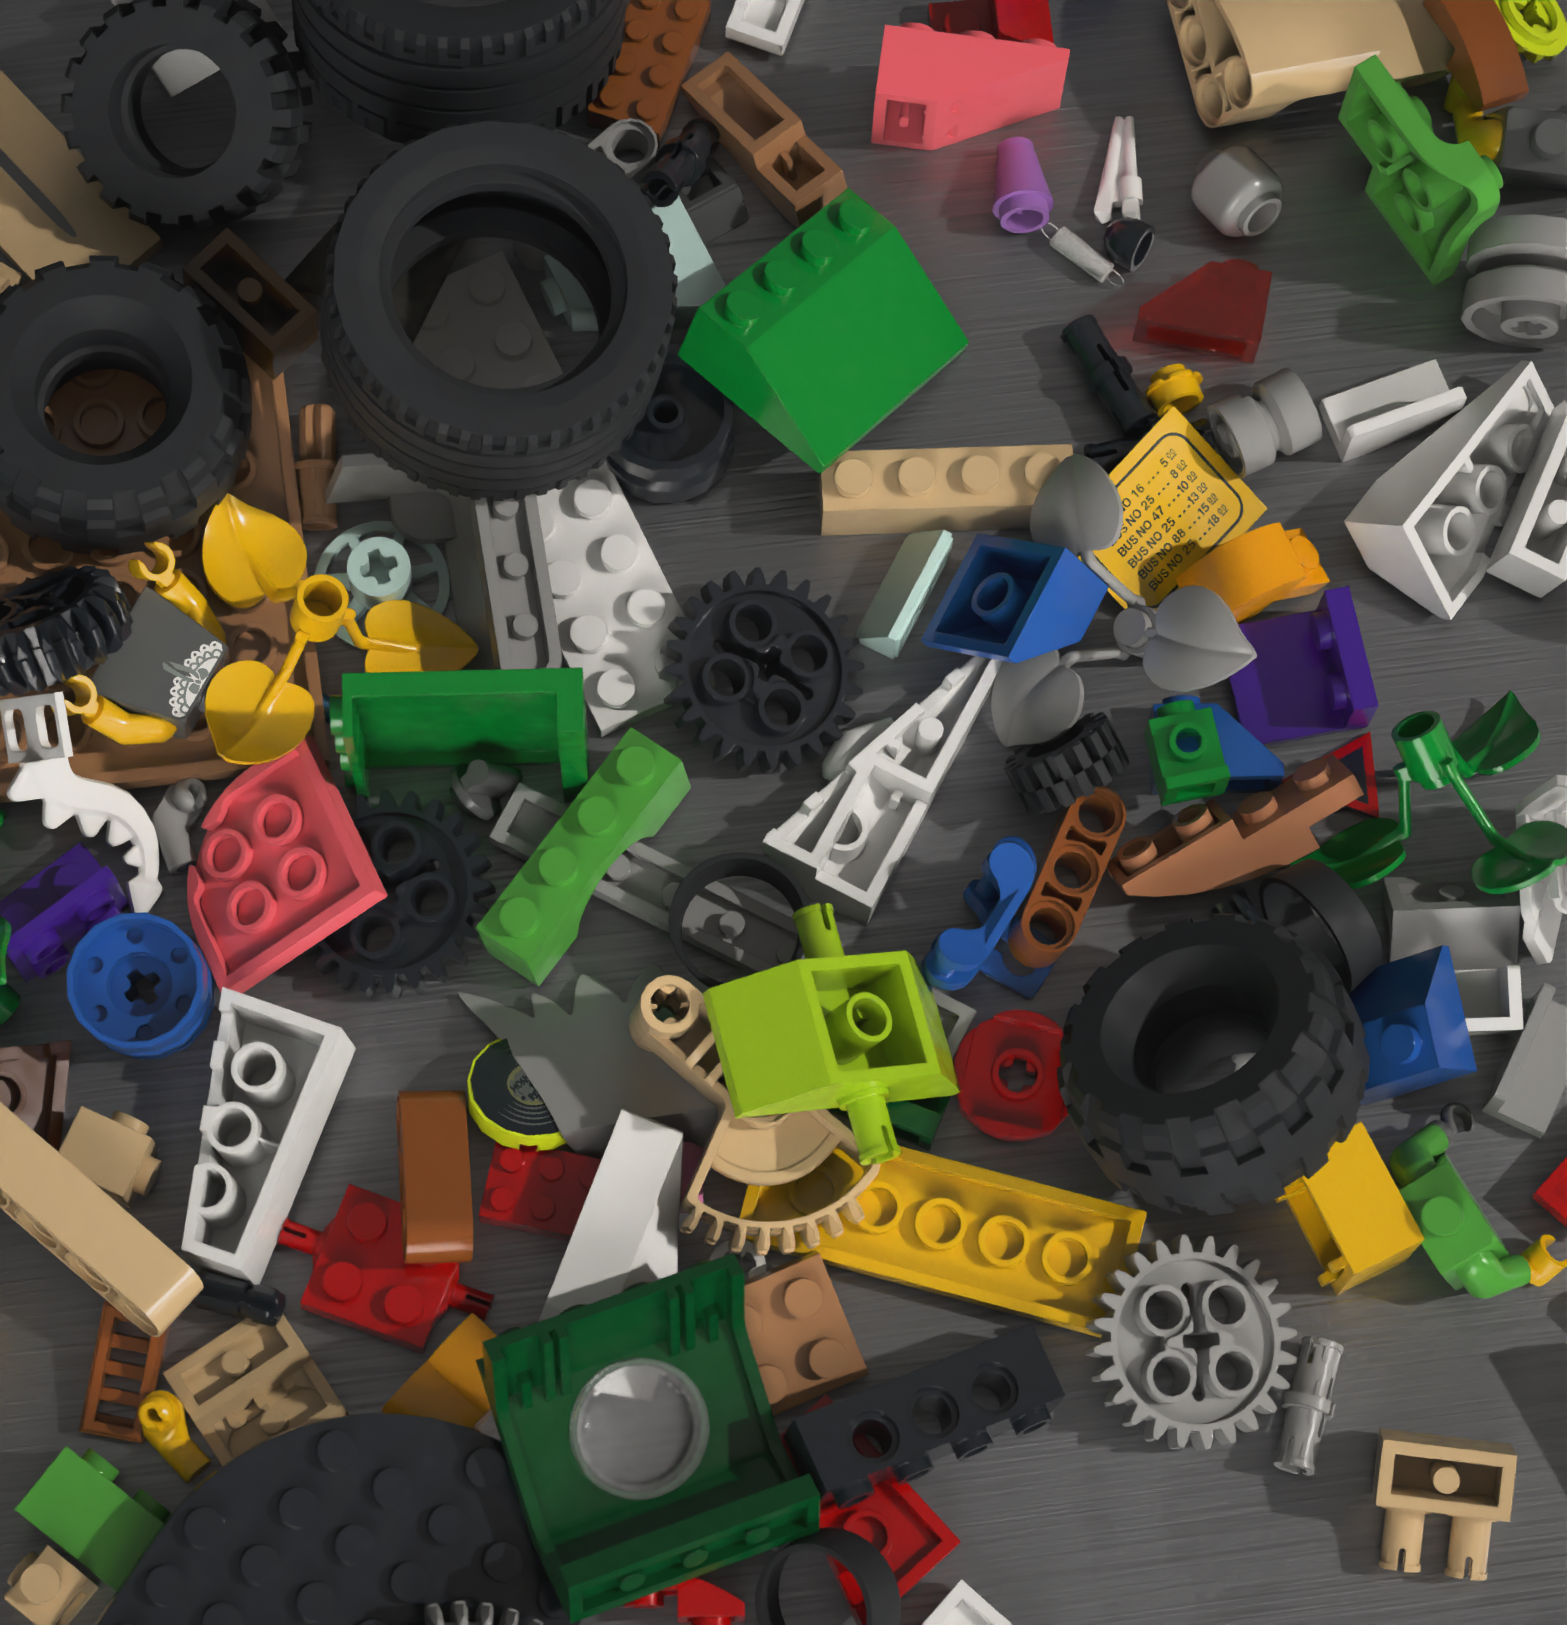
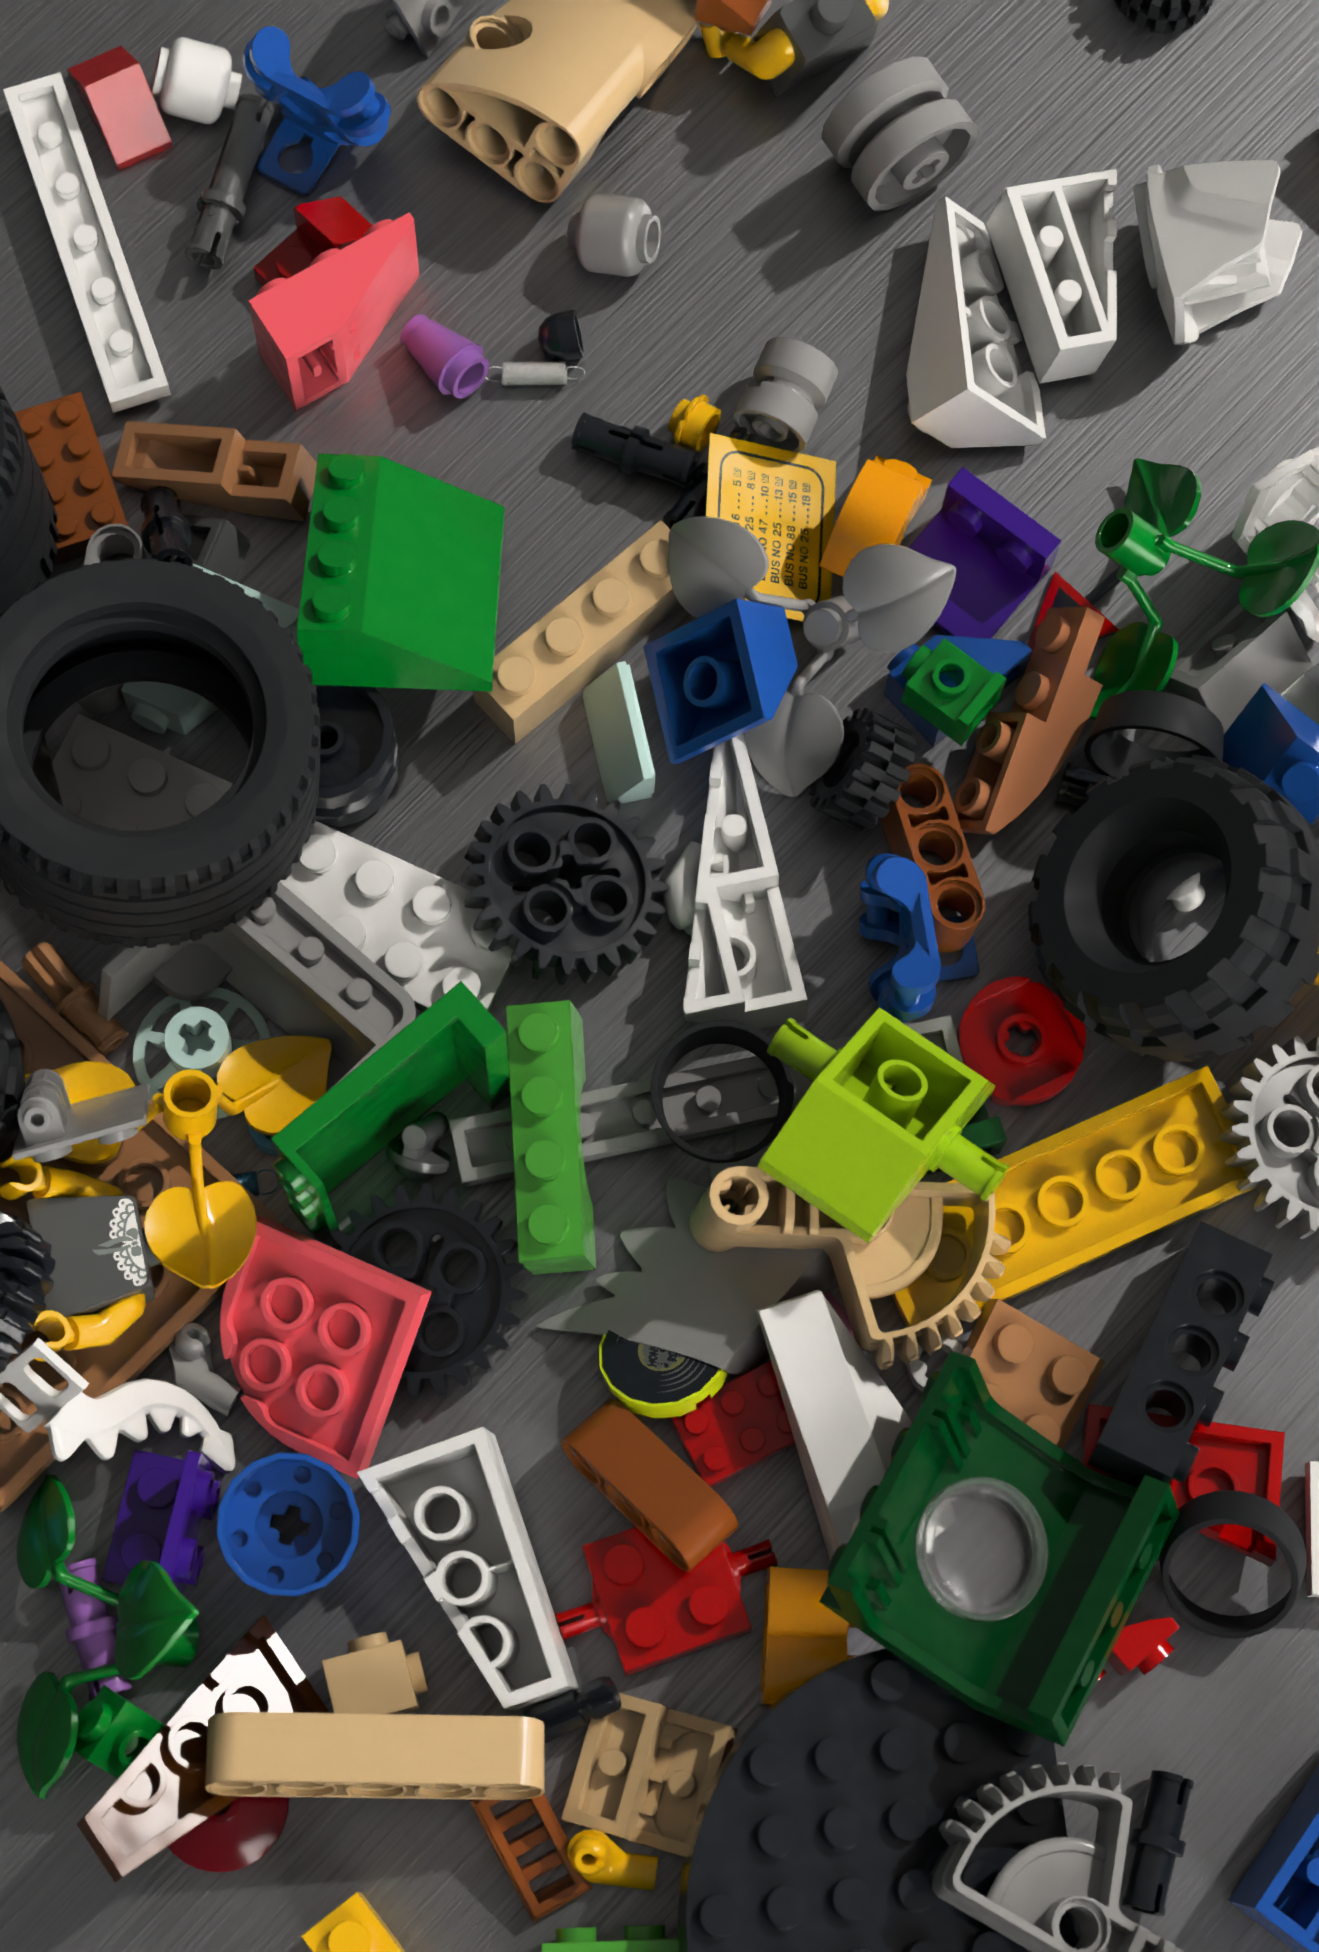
camera: 40 degrees left, 0 degrees up
(211, 539) = (53, 1124): none -> light grey hinge
(1119, 177) = (515, 296): white piece -> none
(1210, 311) = (674, 341): clear red slope -> none
(1390, 410) = (868, 313): white panel -> none
(1421, 185) = (753, 118): bright green slope -> none

